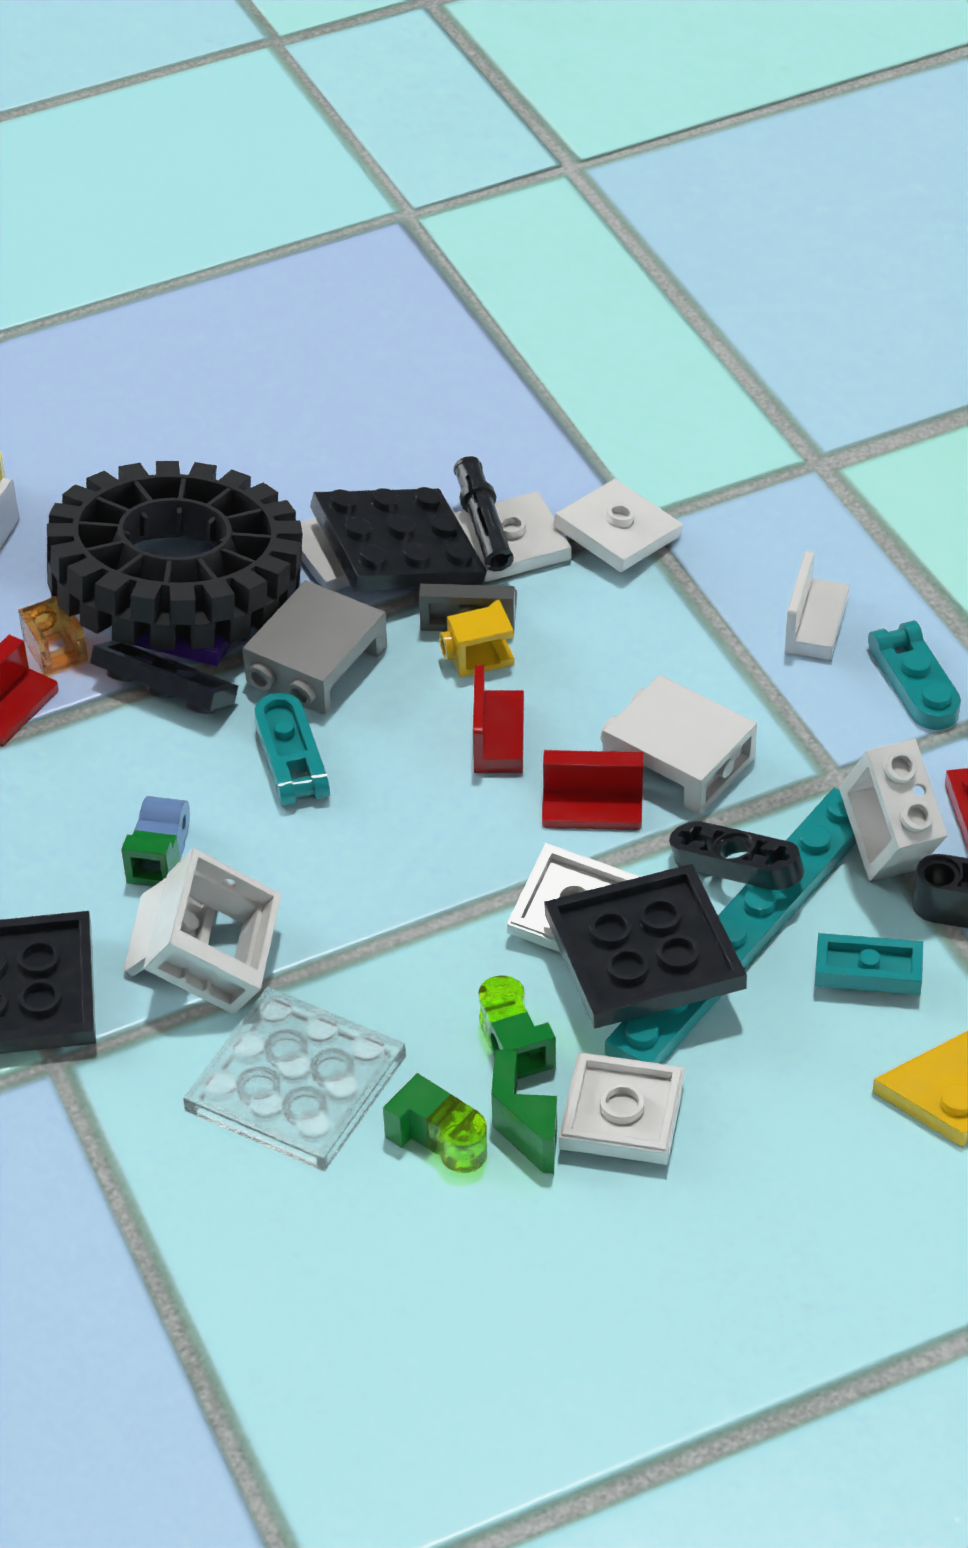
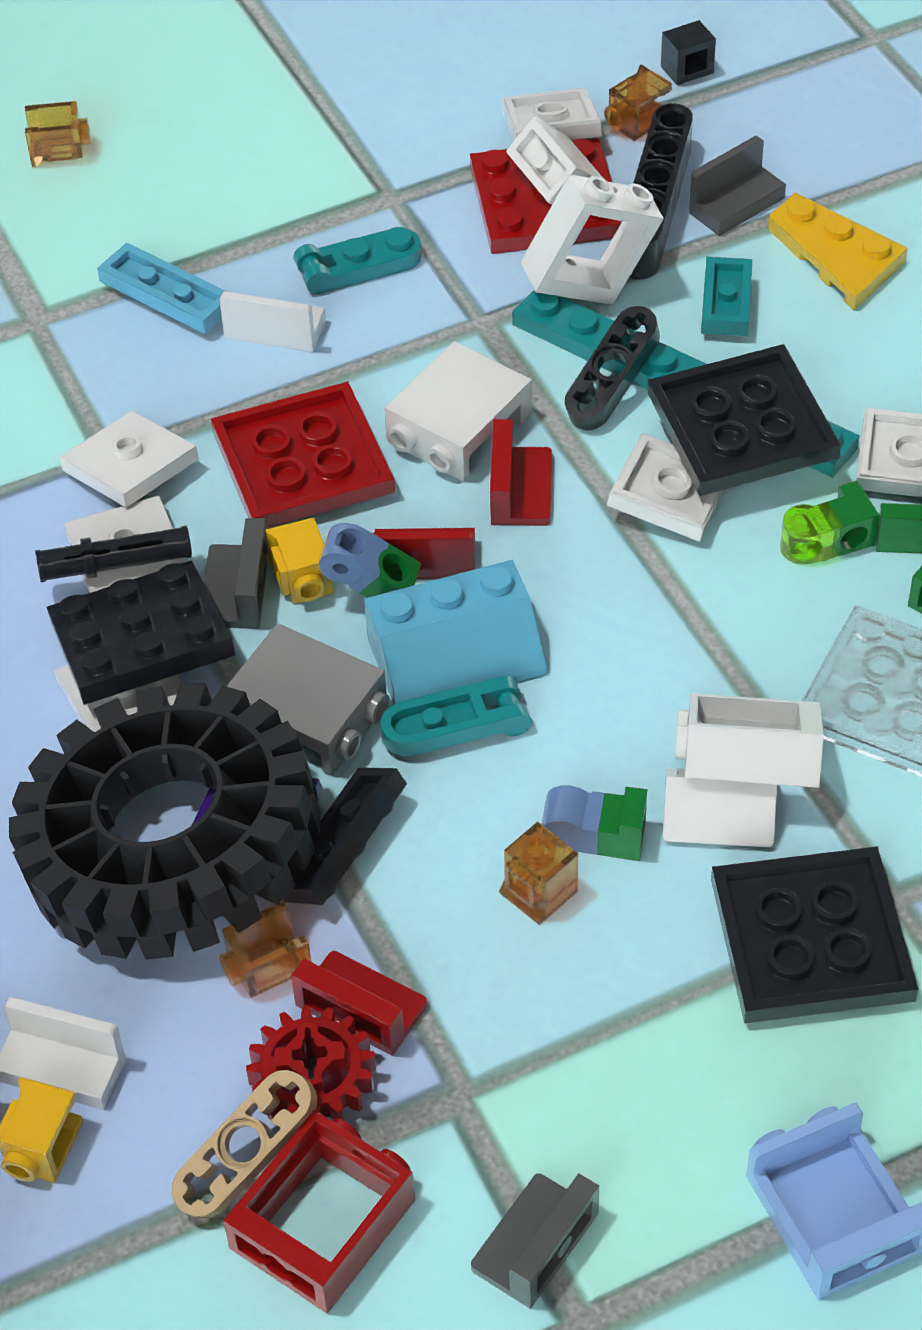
camera: 90 degrees left, 5 degrees up
(97, 781) = (539, 873): none -> clear orange window
(379, 744) = (455, 632): none -> medium azure slope
(449, 668) = (366, 561): none -> medium blue leg
(621, 638) = (302, 455): none -> red plate
(857, 533) = (163, 287): none -> medium azure plate

